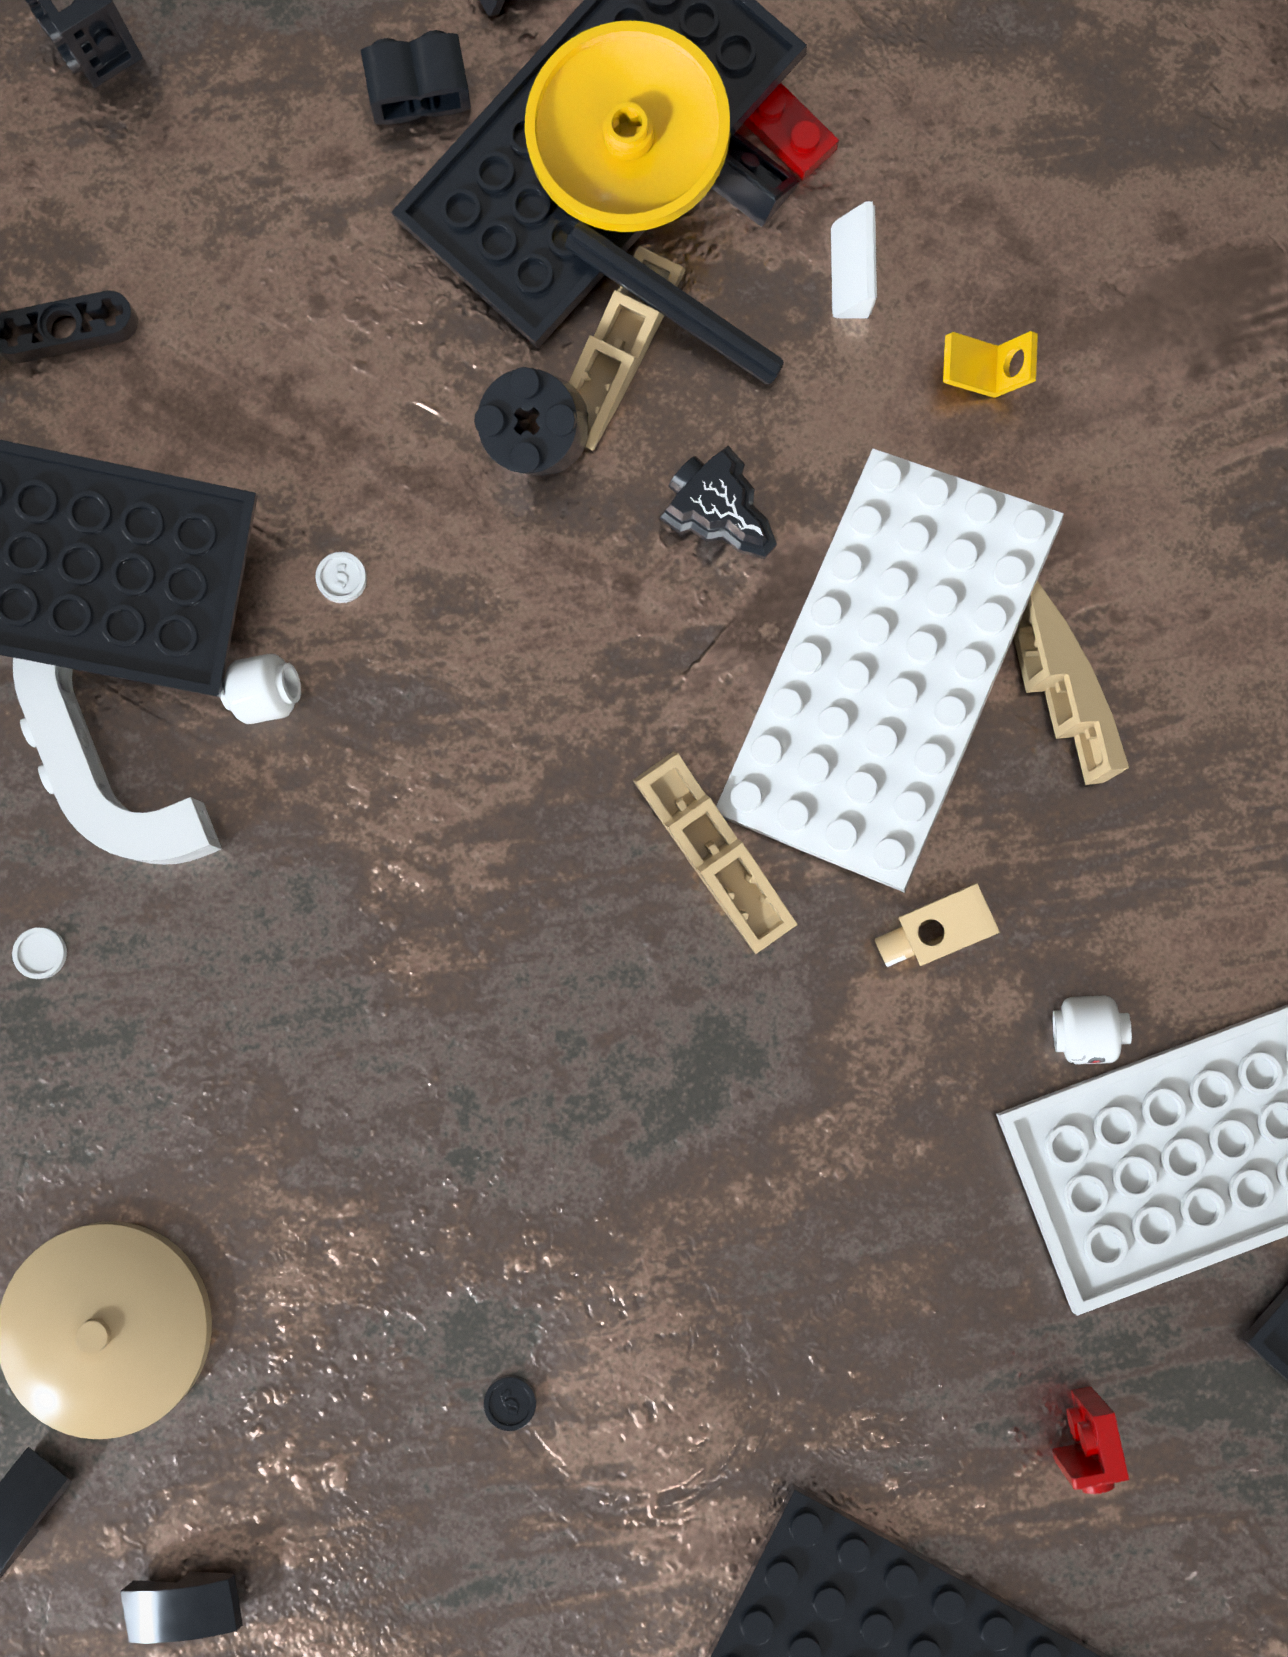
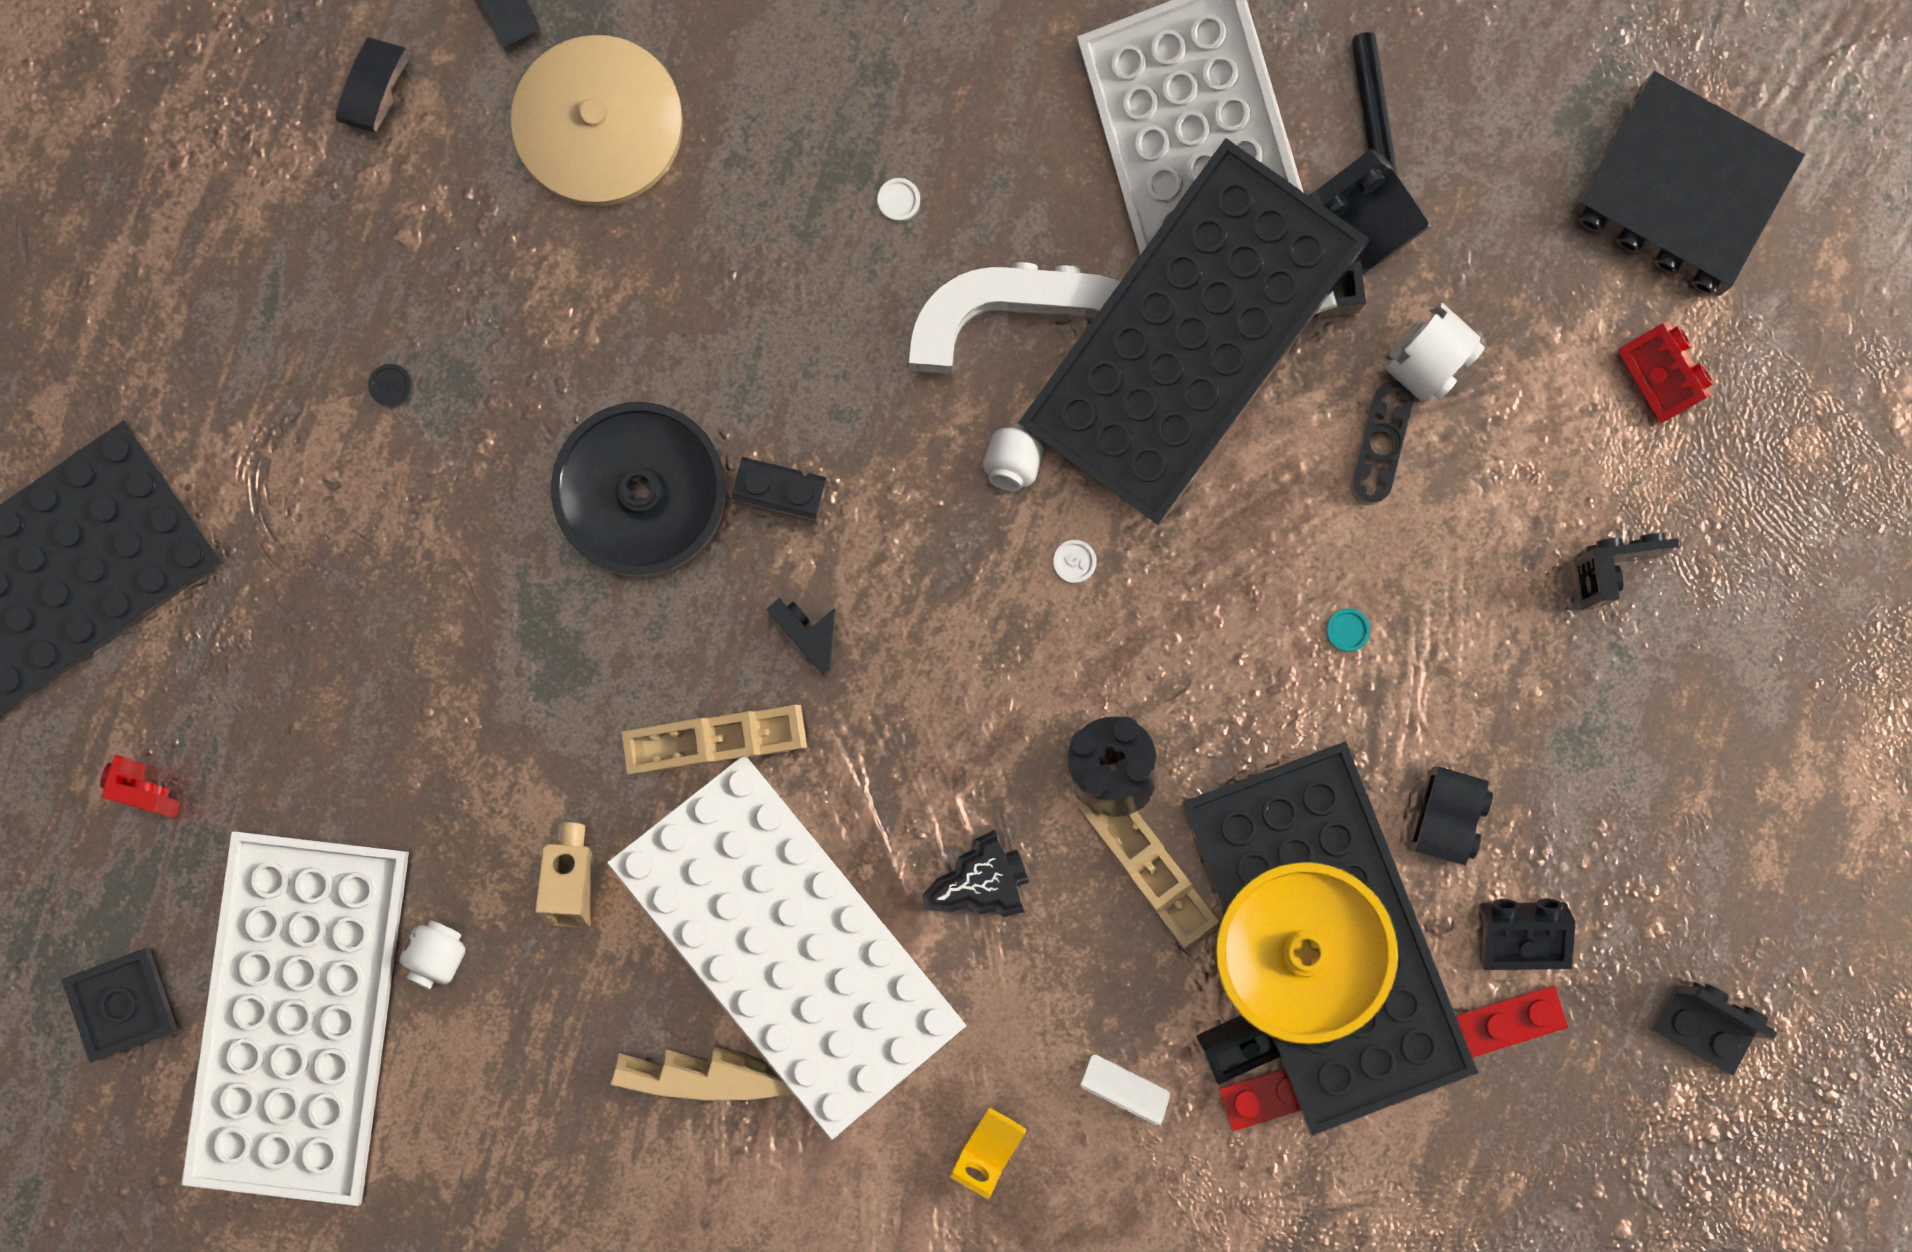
camera: 115 degrees right, 0 degrees up
(276, 271) = (1348, 630): none -> teal piece
(416, 914) = (779, 491): none -> black brick
(439, 1077) = (613, 457): none -> black dish
(561, 795) = (816, 642): none -> black slope
(673, 303) = (1157, 925): black axle -> none

